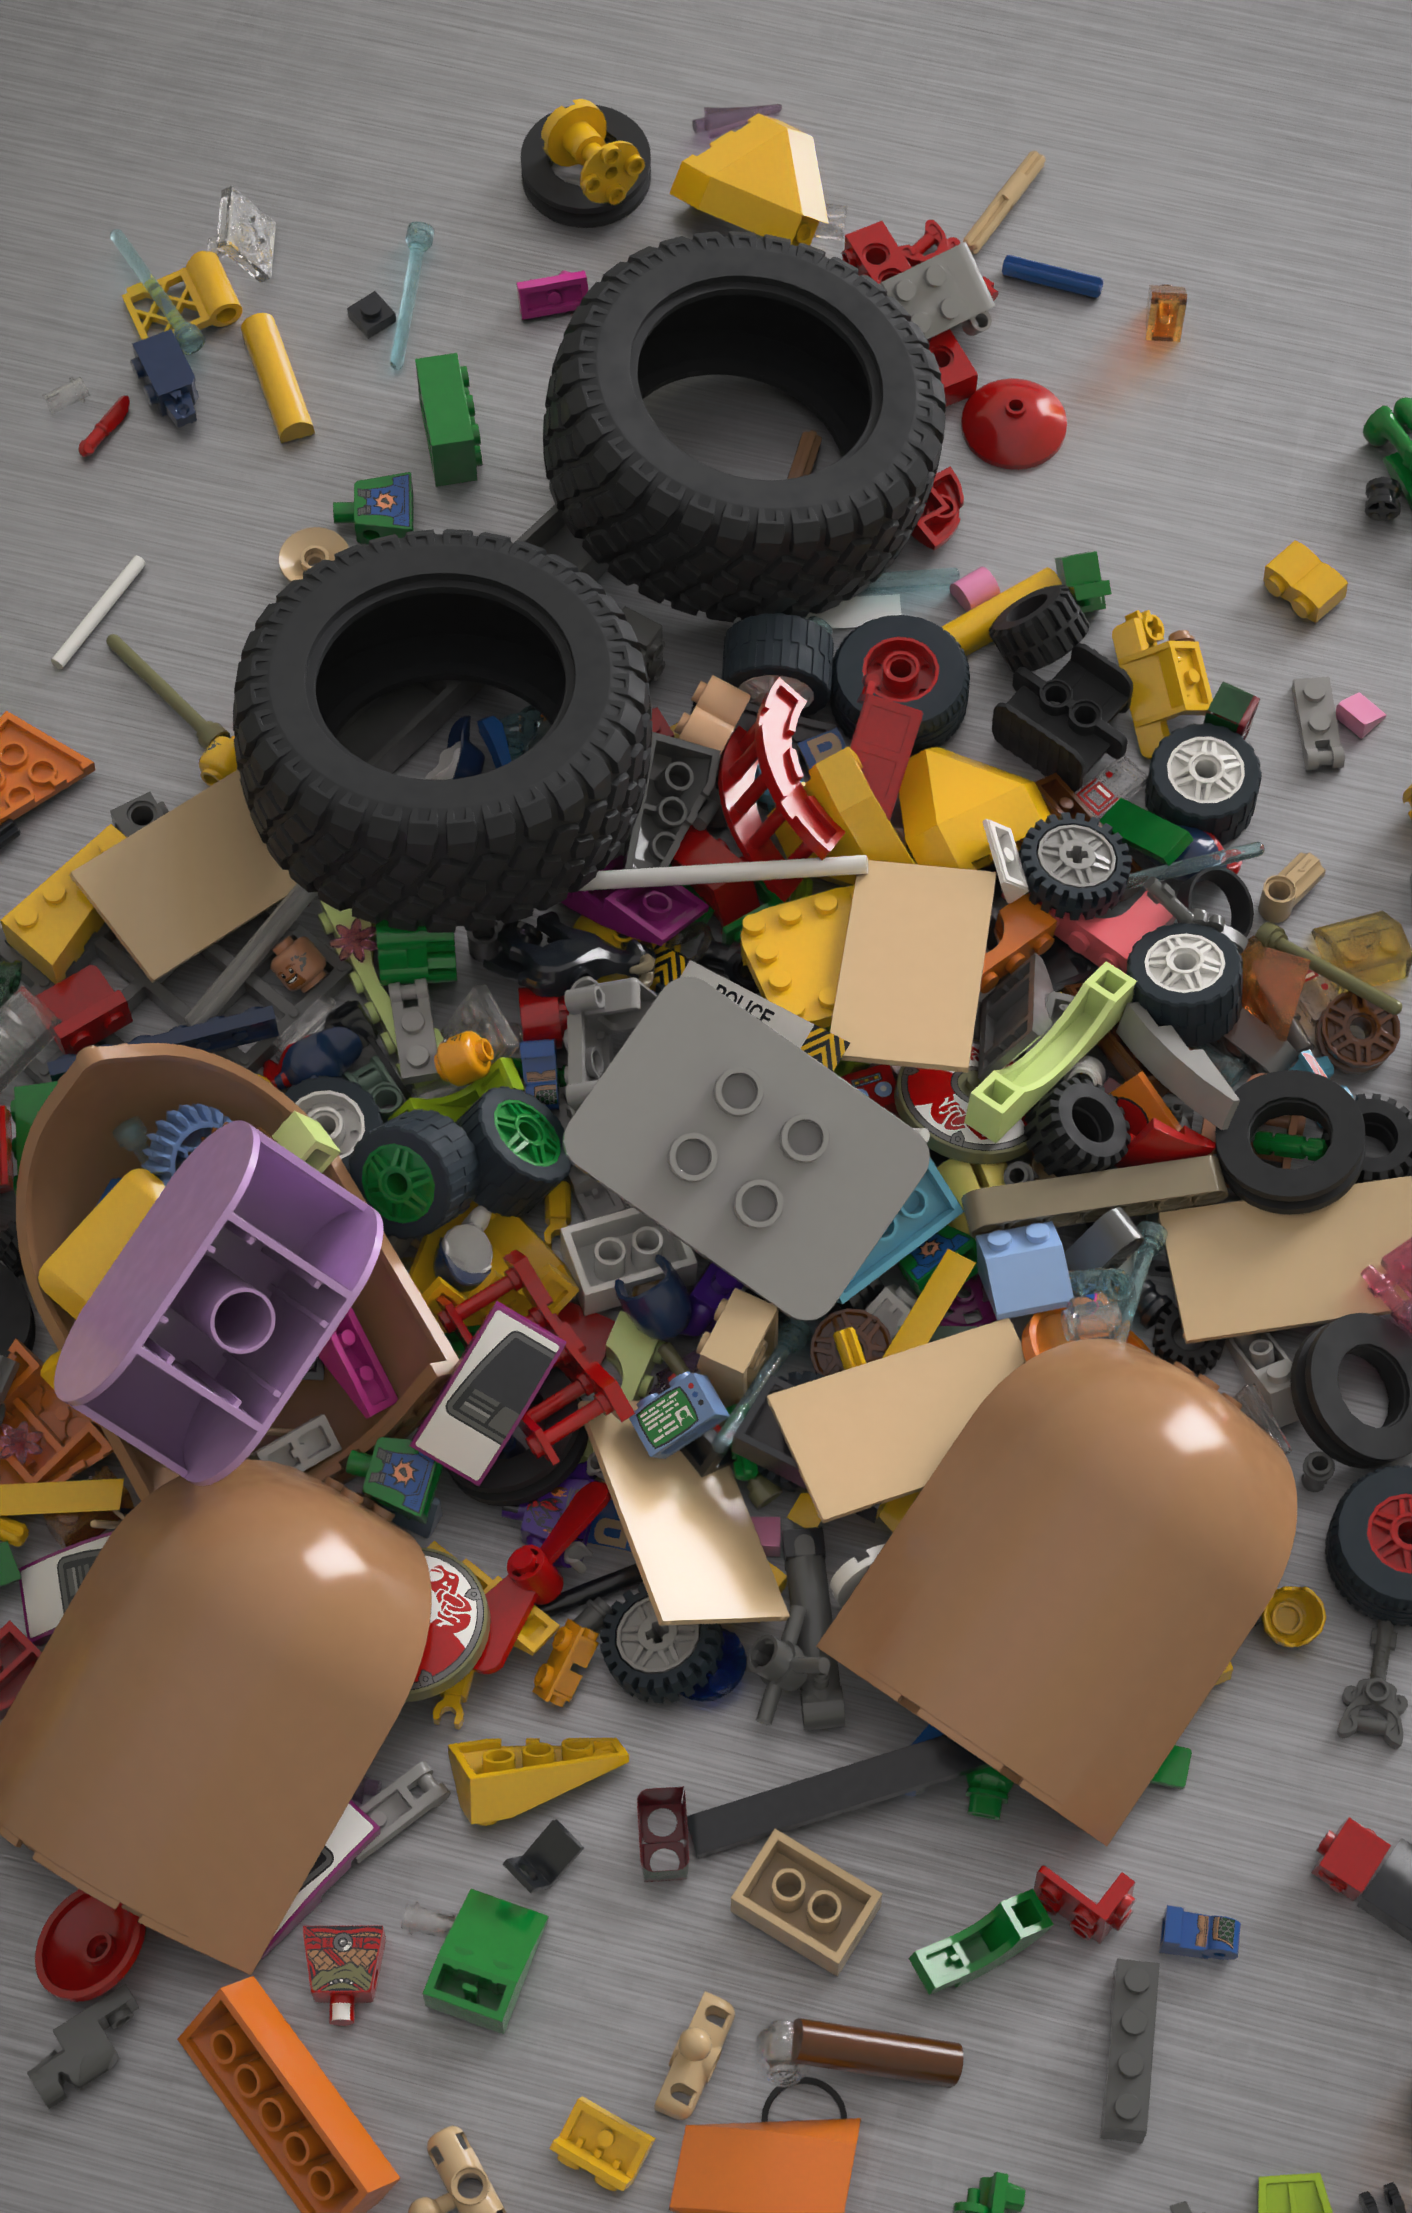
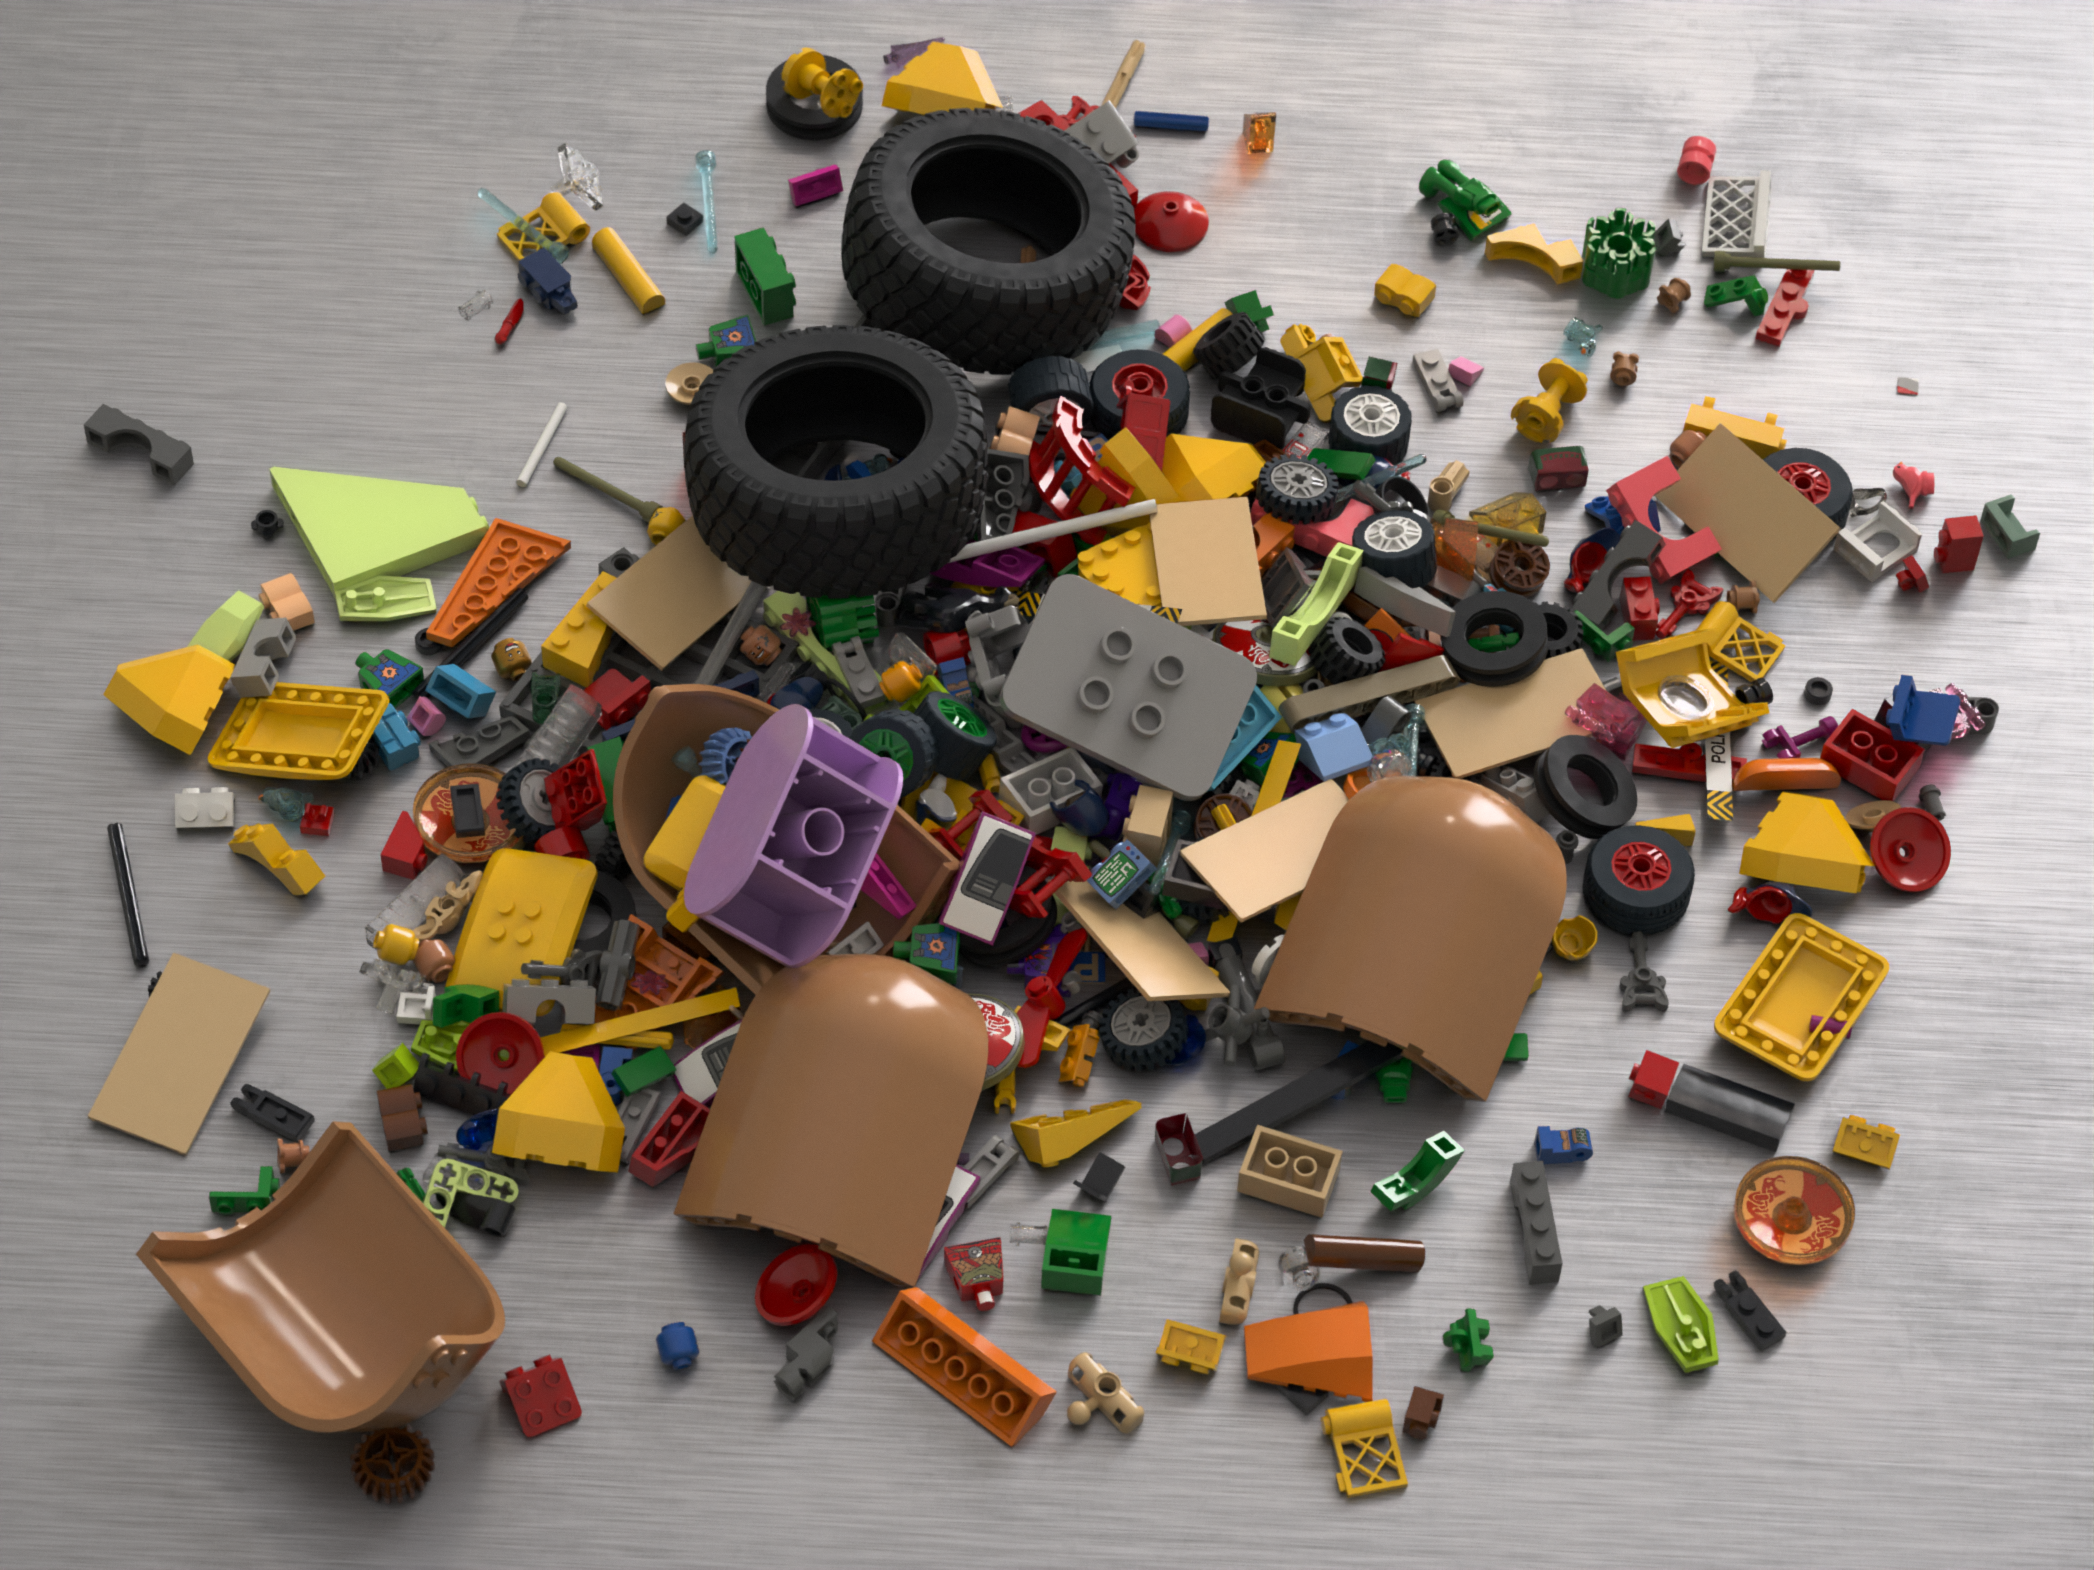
camera: 15 degrees left, 10 degrees down
(1006, 860) = (1248, 488): white slope -> none
(1086, 1917) = (1480, 1139): red bracket -> none

